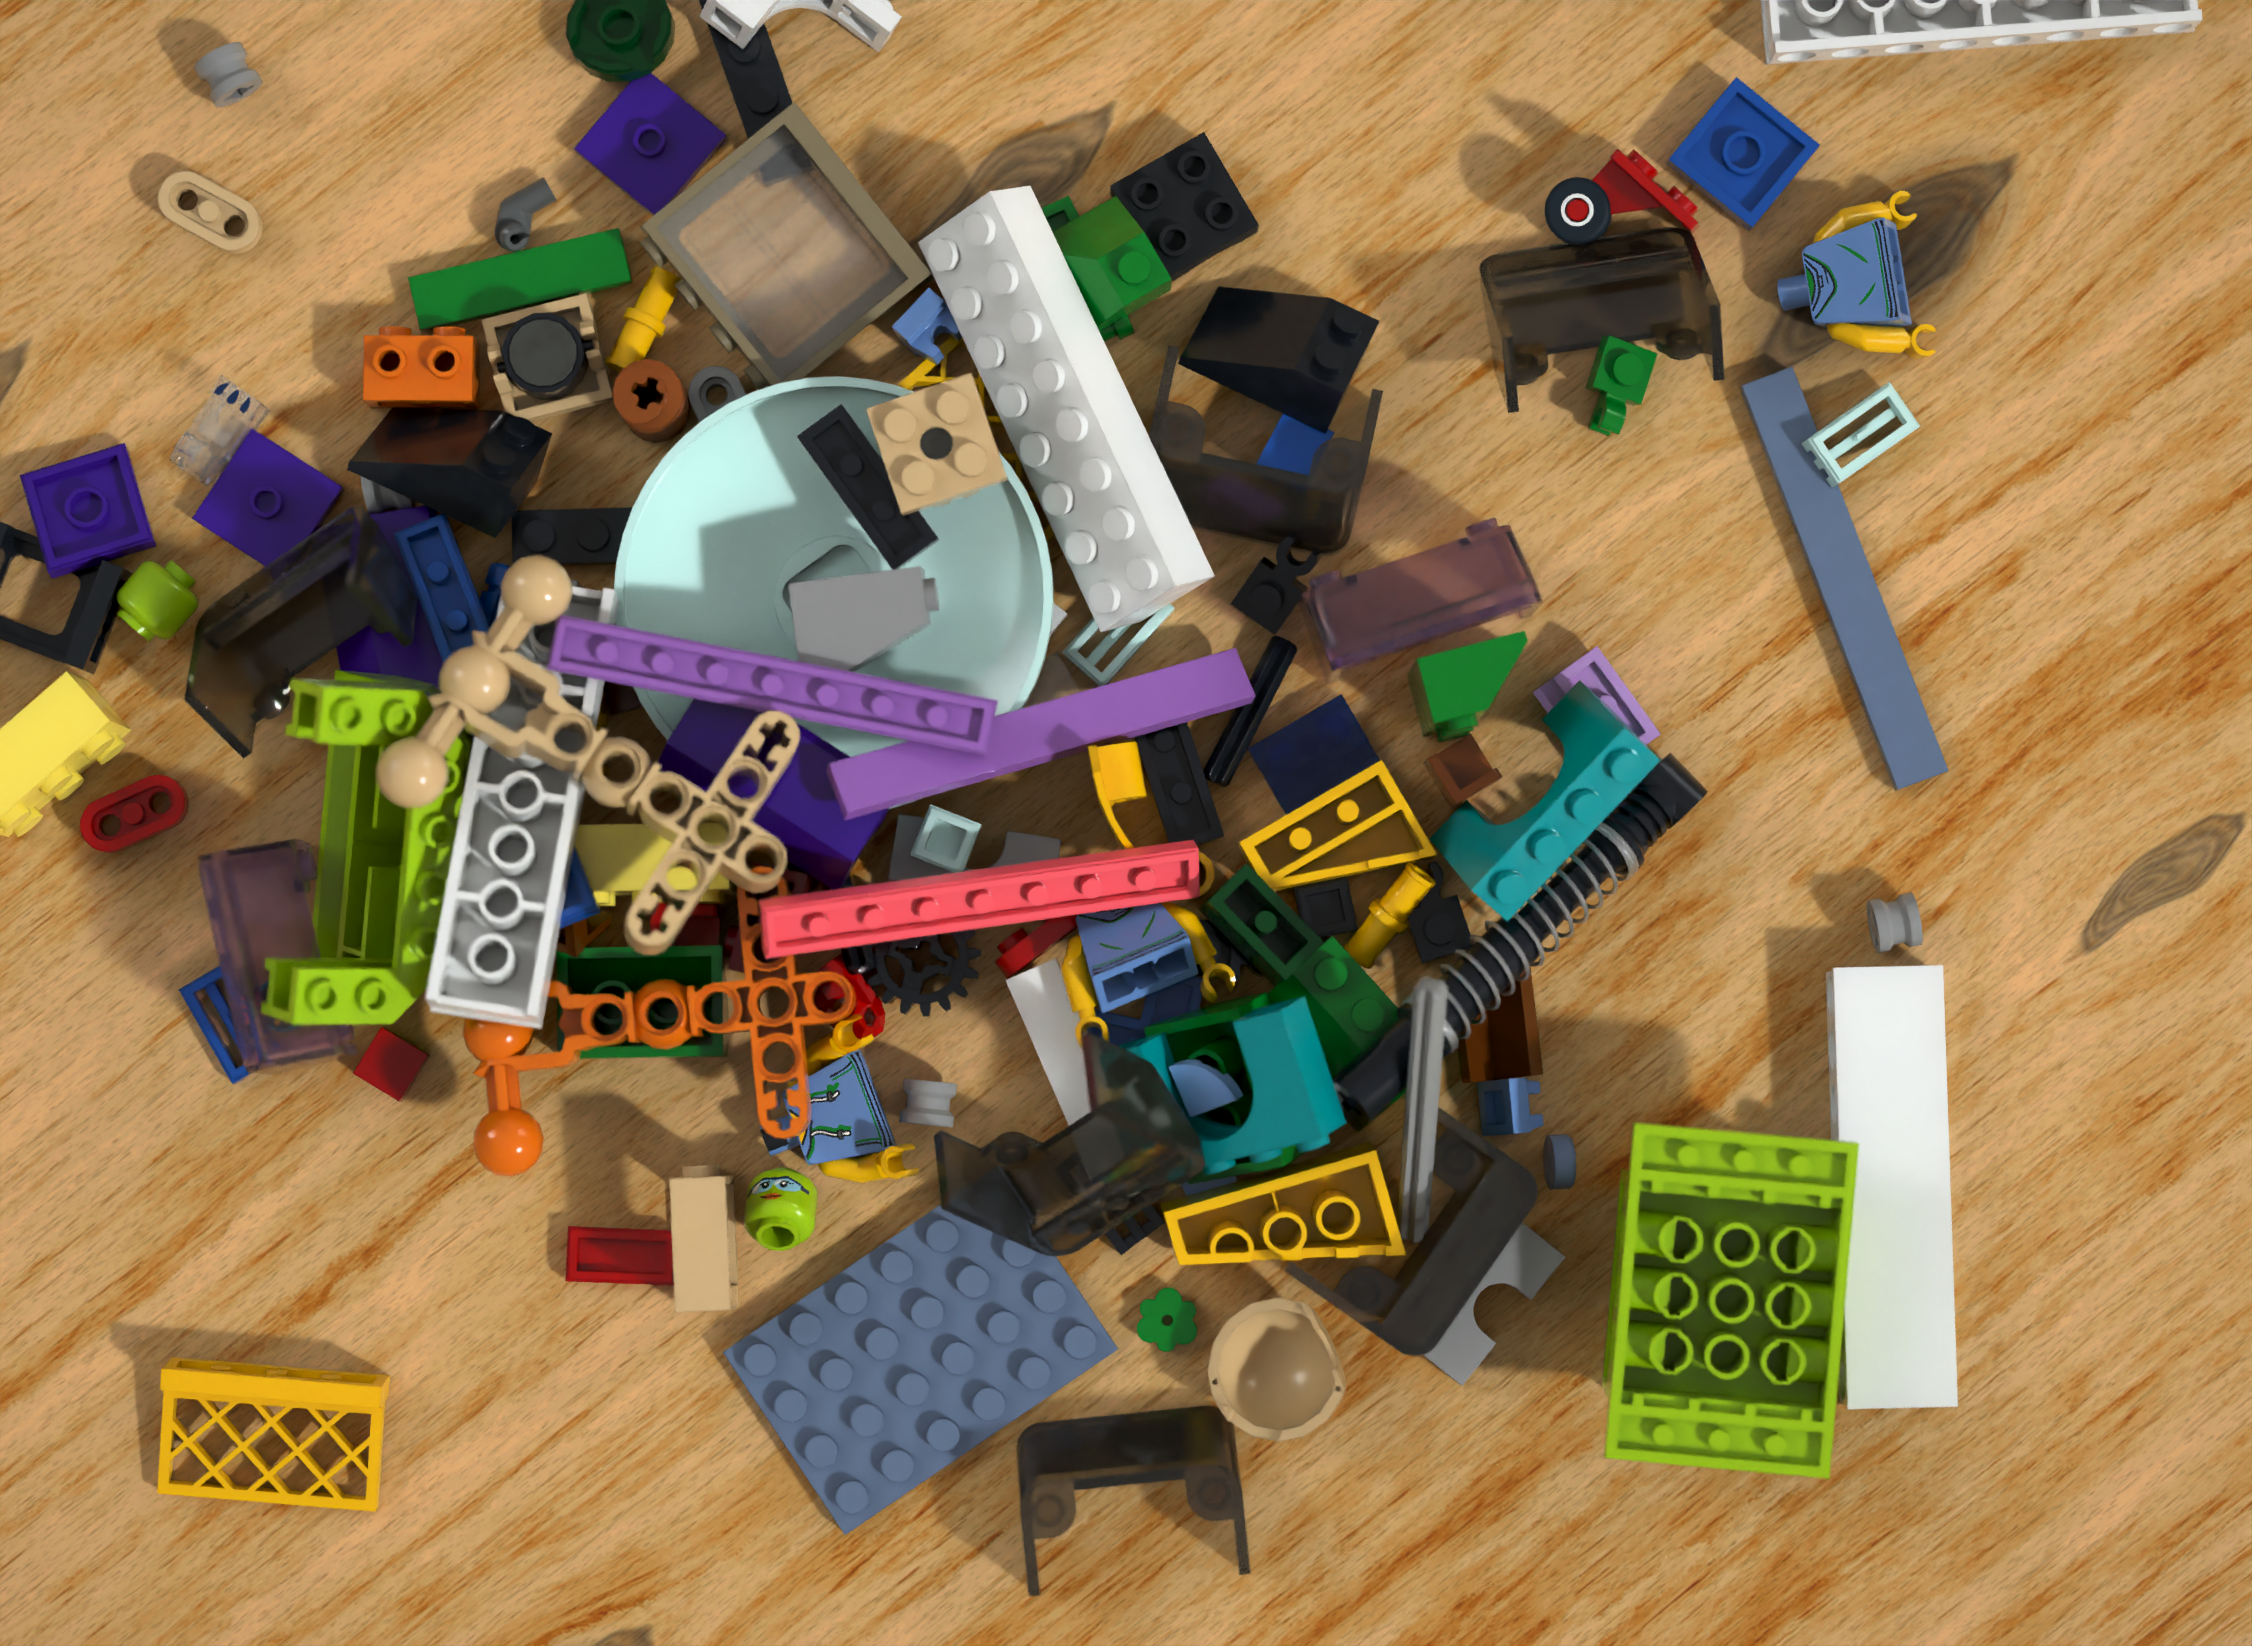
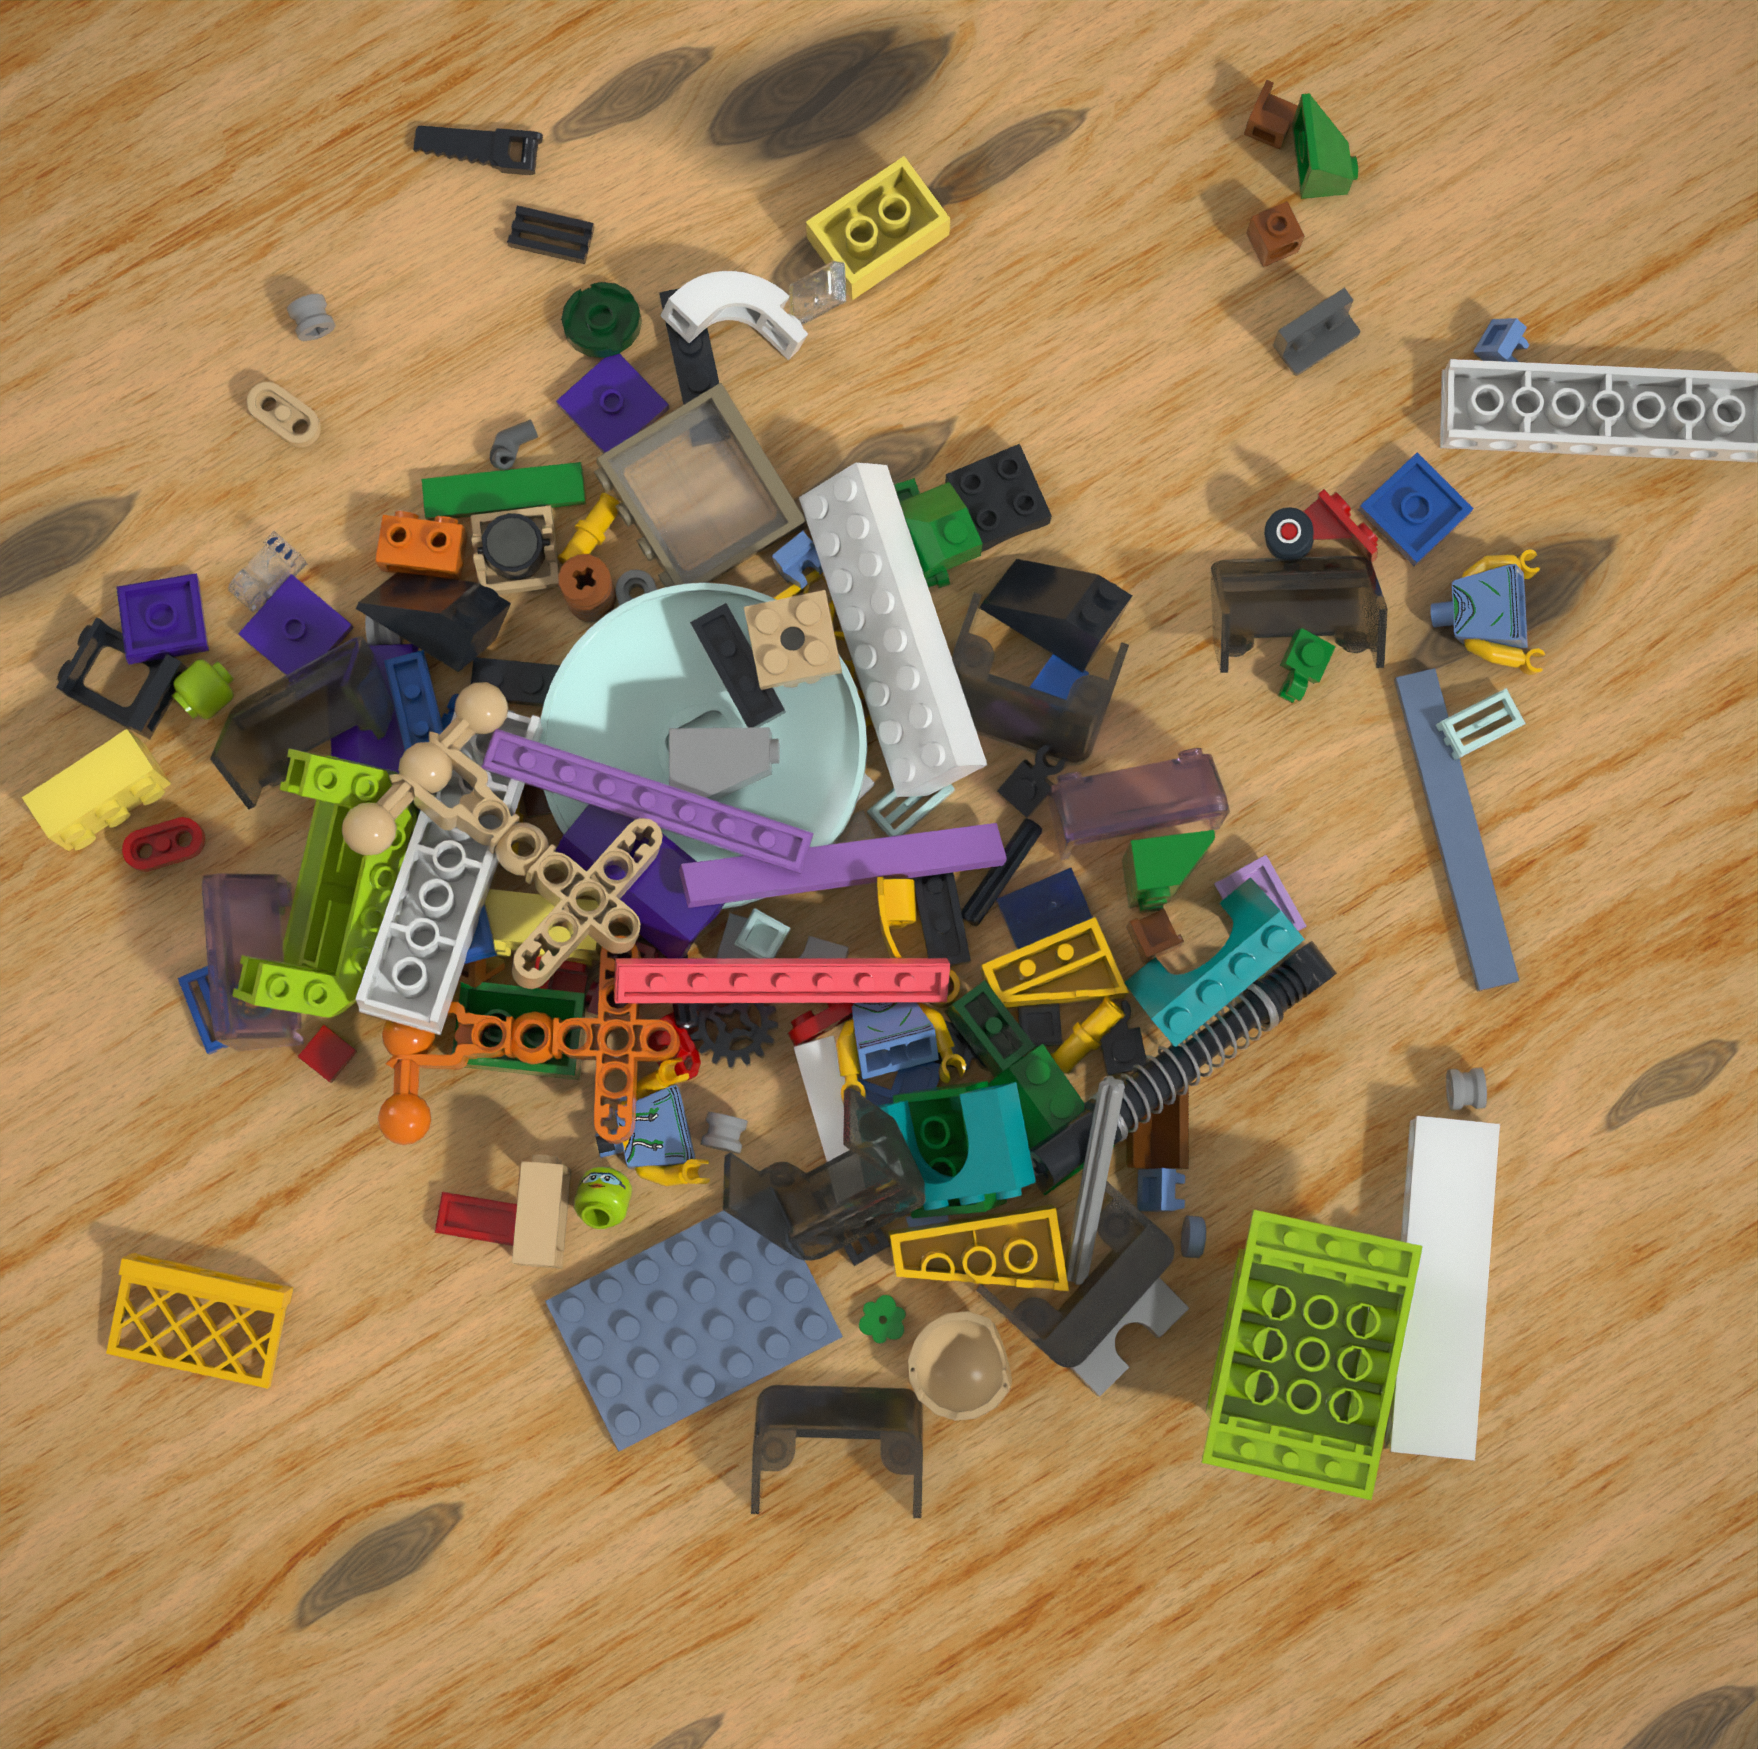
camera: 10 degrees right, 5 degrees down
(1203, 1086) = (931, 1143): light blue tile -> none

